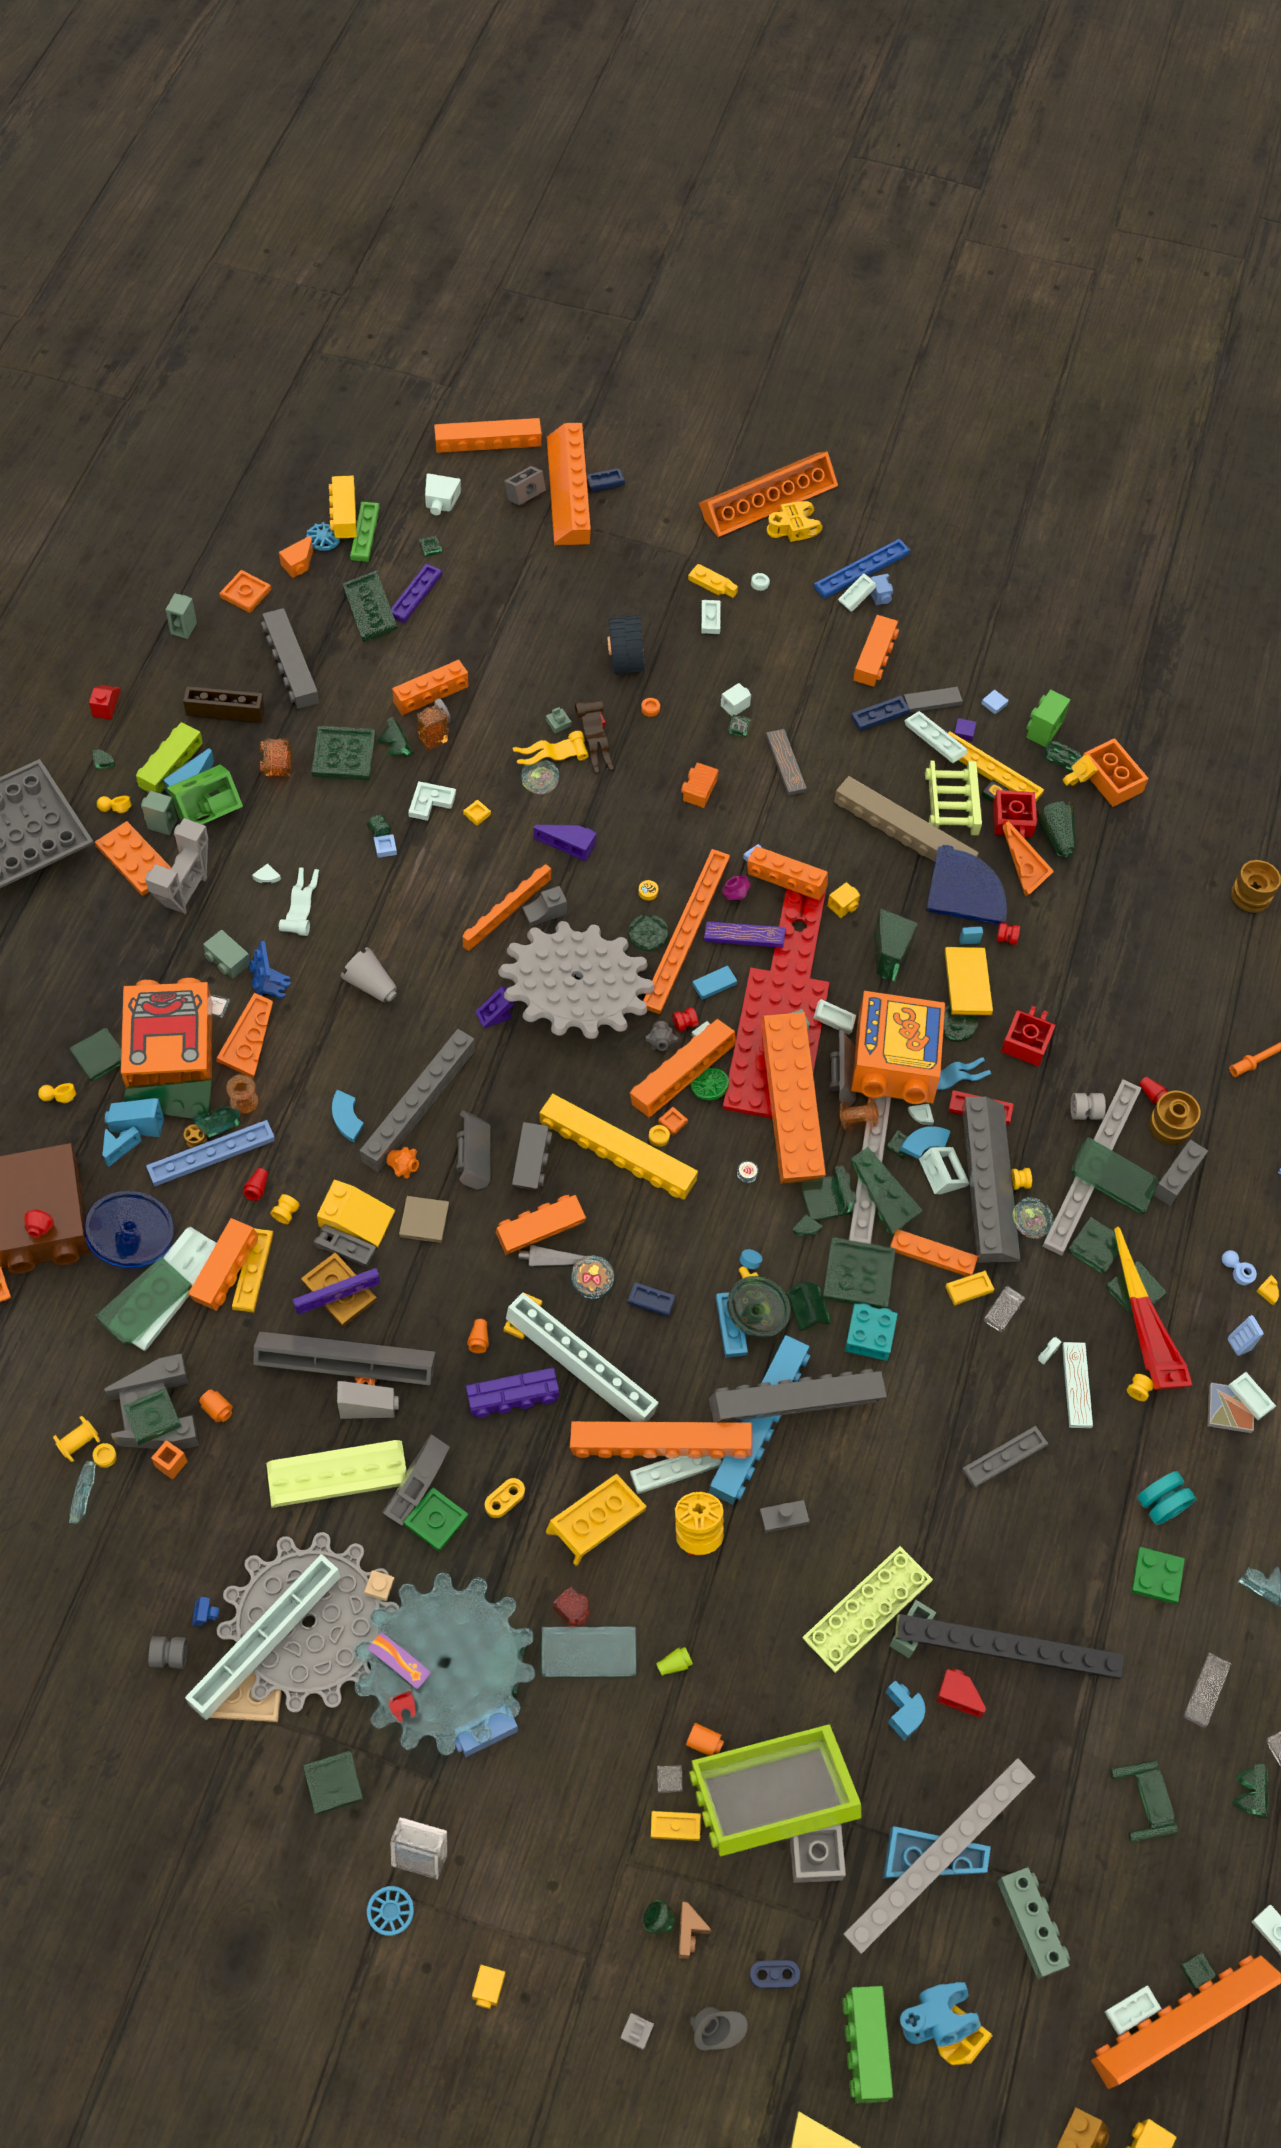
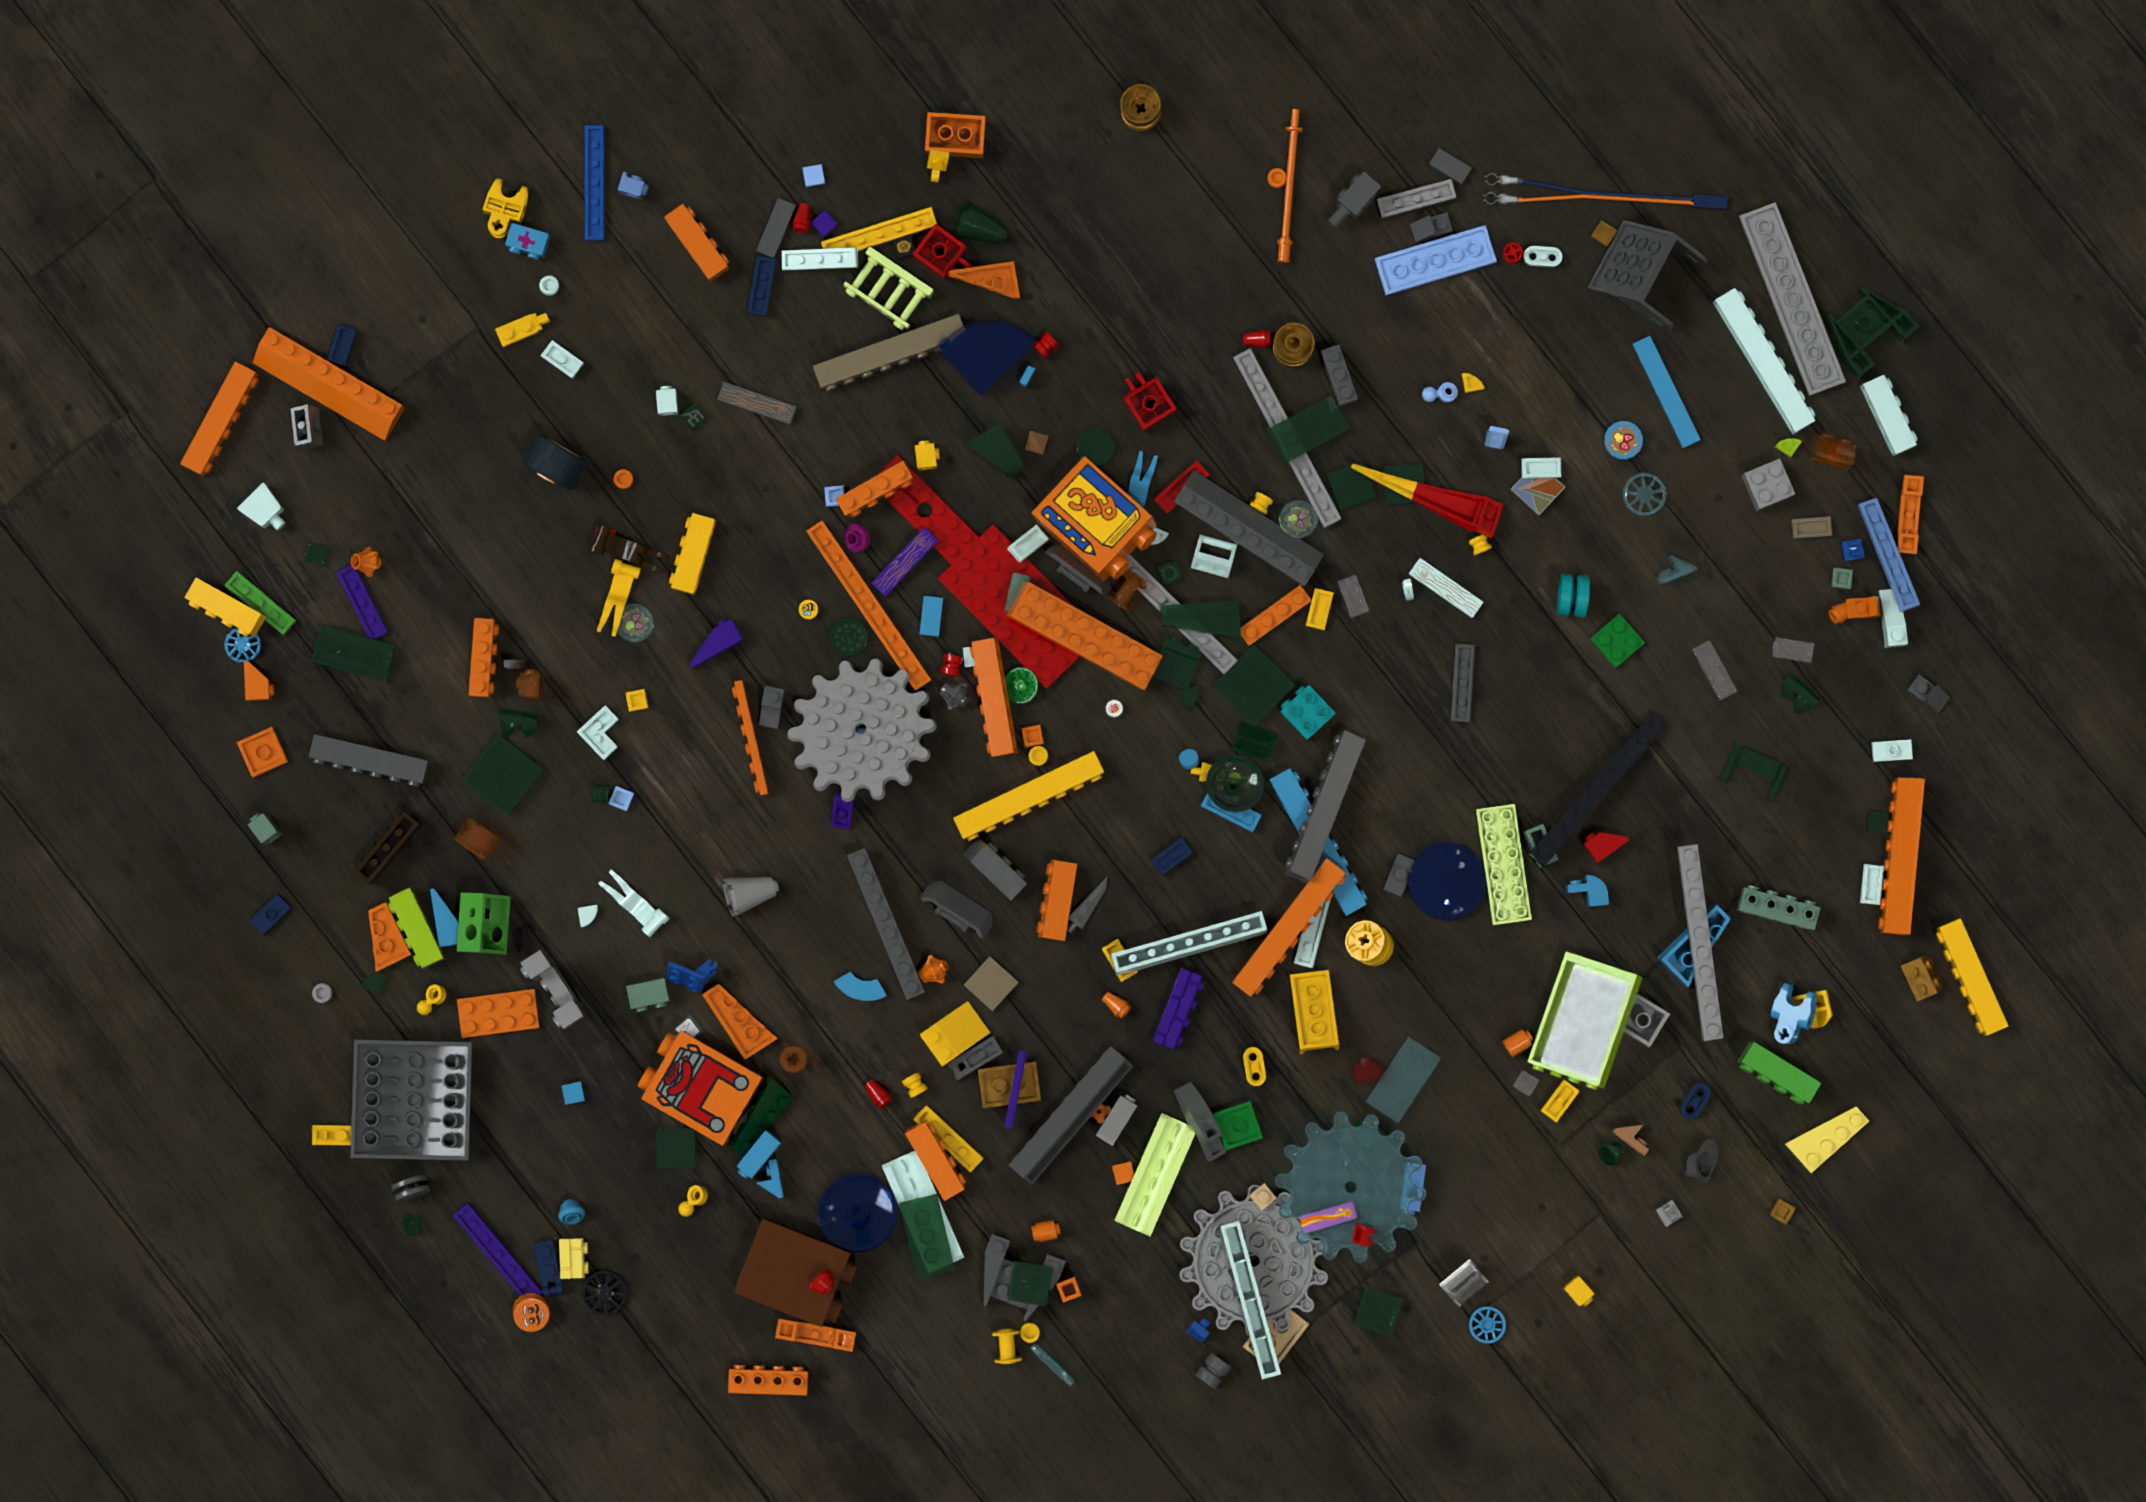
camera: 50 degrees left, 25 degrees up
(69, 729) = (322, 993): none -> light grey tile
(99, 949) = (573, 1093): none -> dark azure tile
(104, 701) = (311, 945): red slope -> none
(113, 662) = (270, 914): none -> dark blue plate
(139, 750) = (387, 938): none -> orange wing
(159, 812) = (472, 970): sand green brick -> none
(194, 1132) = (804, 1116): pearl gold wheel -> none
(210, 1153) = (826, 1112): medium blue plate -> none
(218, 1120) = (802, 1091): clear green slope -> none
(319, 1443) = (1123, 1173): none -> orange tile
(449, 574) = (366, 561): none -> orange rock
(558, 720) = (586, 568): sand green tile -> none
(592, 1276) = (1123, 887): tile -> none
(628, 783) = (693, 553): none -> yellow brick
(675, 1661) = (1451, 1024): lime cone -> none
(700, 784) = (734, 494): orange brick -> none
(767, 493) = (457, 207): orange slope -> none
(781, 548) = (527, 241): none -> dark azure brick
(811, 1564) = (1447, 881): none -> clear blue dish
(857, 592) = (623, 211): light aqua plate -> none
(923, 977) = (1036, 442): none -> medium nougat slope
(924, 1139) = (1179, 553): dark azure tile -> none
(953, 711) = (802, 222): none -> red cone
(968, 981) = (1066, 411): yellow tile -> none
(1047, 717) = (867, 149): bright green brick -> none
(1063, 754) = (906, 160): clear green plate -> none
(1088, 1106) = (1237, 404): light grey wheel -> none

